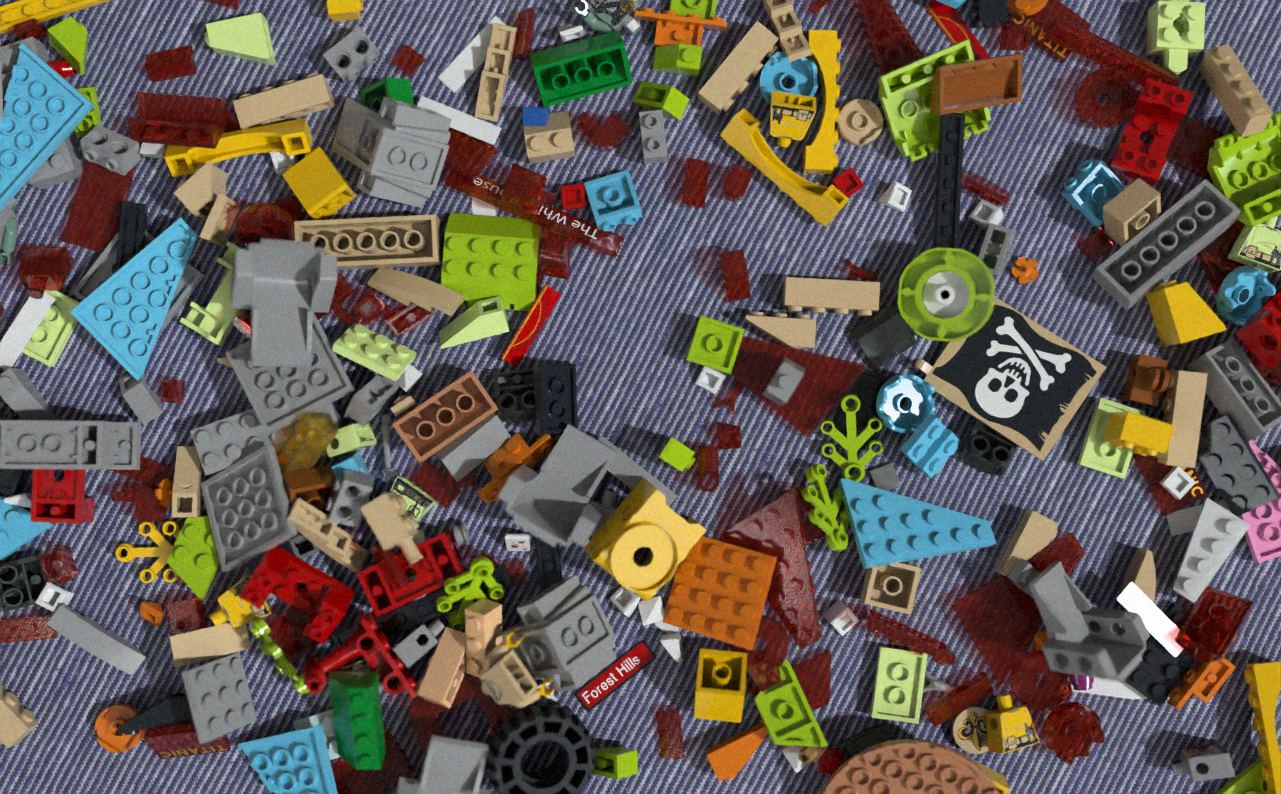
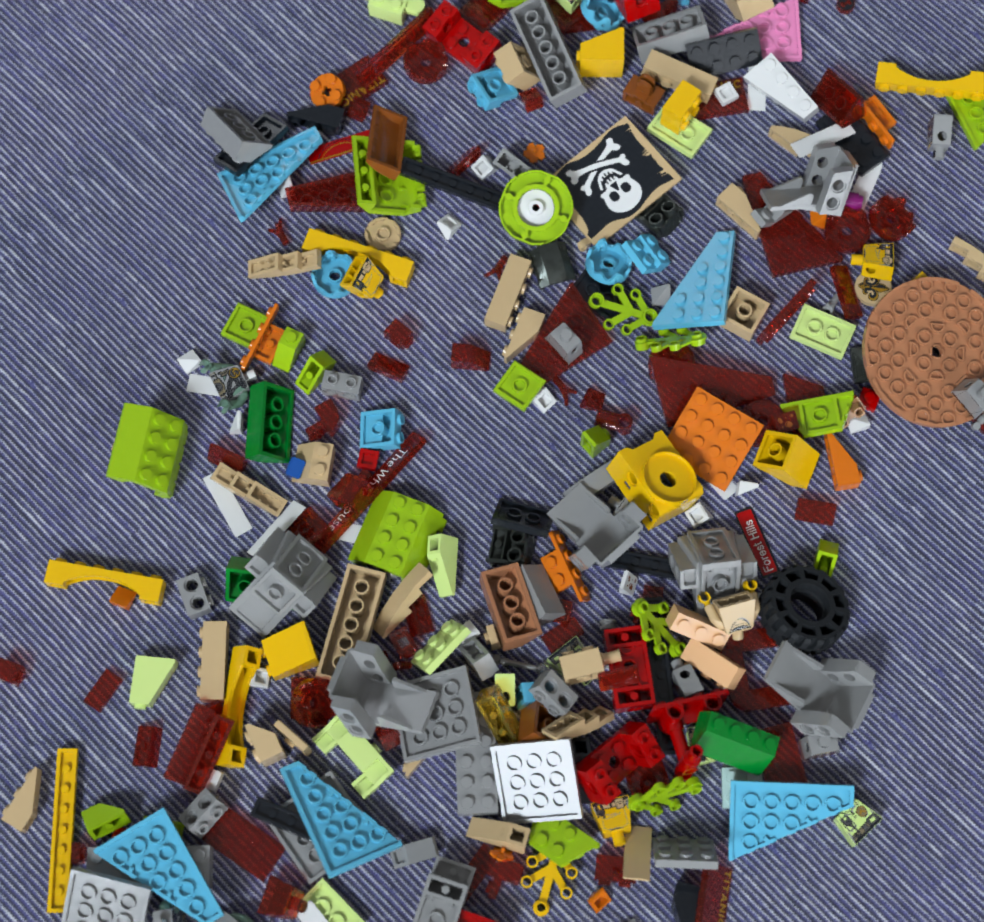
camera: 70 degrees left, 15 degrees down
(173, 391) = (418, 827): clear red slope -> none
(408, 60) = (214, 555): clear red tile -> none
(531, 326) = (459, 522): red sticker -> none
(556, 248) = (407, 481): clear red brick -> none
(651, 610) = (712, 498): white slope -> none
(738, 68) = (311, 308): tan brick -> none
(818, 200) = (435, 277): yellow arch -> none
(840, 617) = (759, 359): white slope -> none
(848, 182) = (427, 256): red plate -> none

